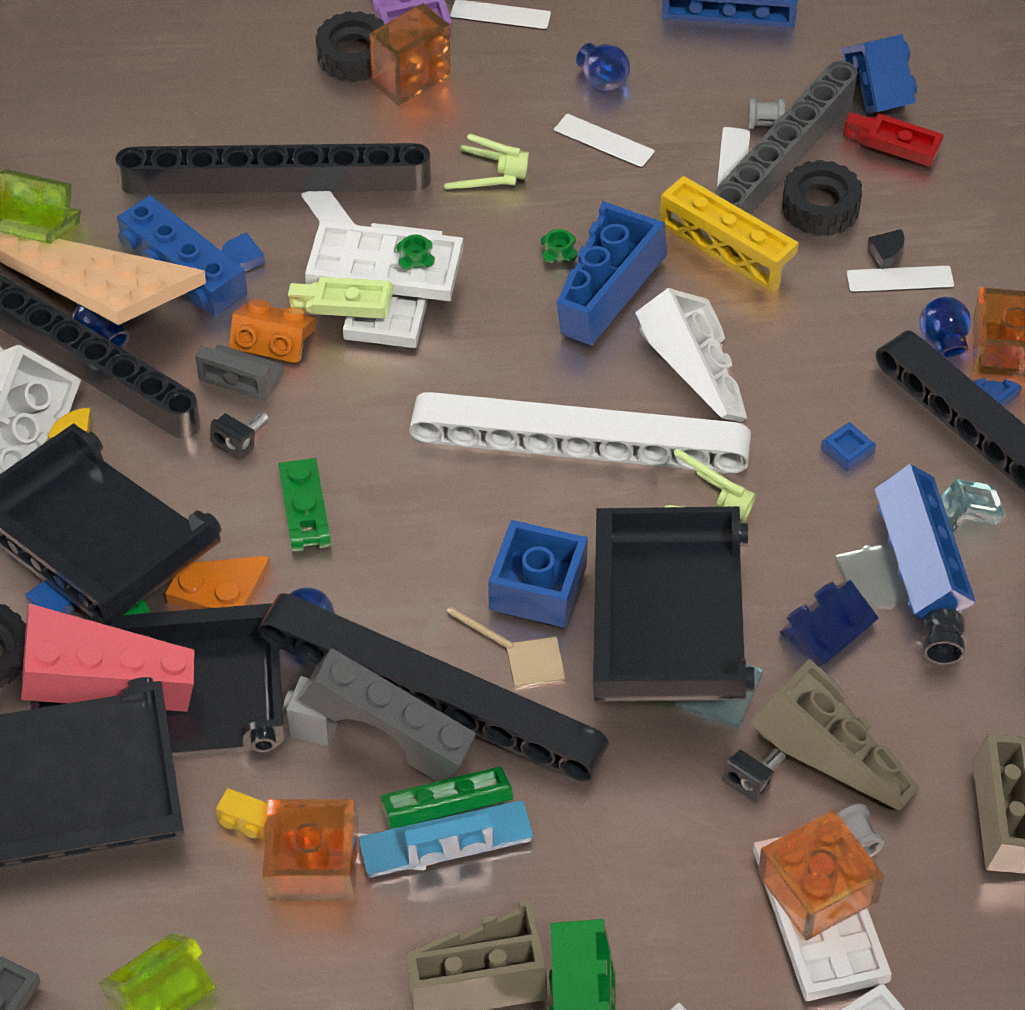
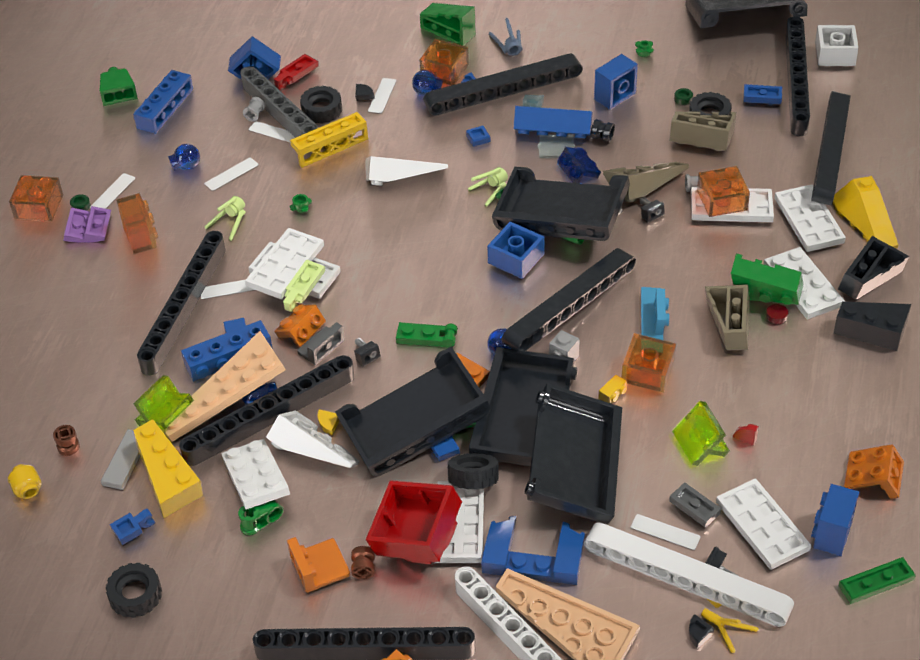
camera: 70 degrees left, 5 degrees down
(86, 660) = (510, 421): coral wedge -> none
(341, 29) = (107, 263): black tyre -> none
(350, 691) = (576, 316): dark grey arch -> none
(415, 252) = (294, 243): green plate -> none
(446, 797) = (629, 313): green tile -> none
(530, 661) = (555, 271): tan piece -> none
(579, 432) = (428, 223): white beam -> none
(609, 271) = (332, 184): blue wedge -> none

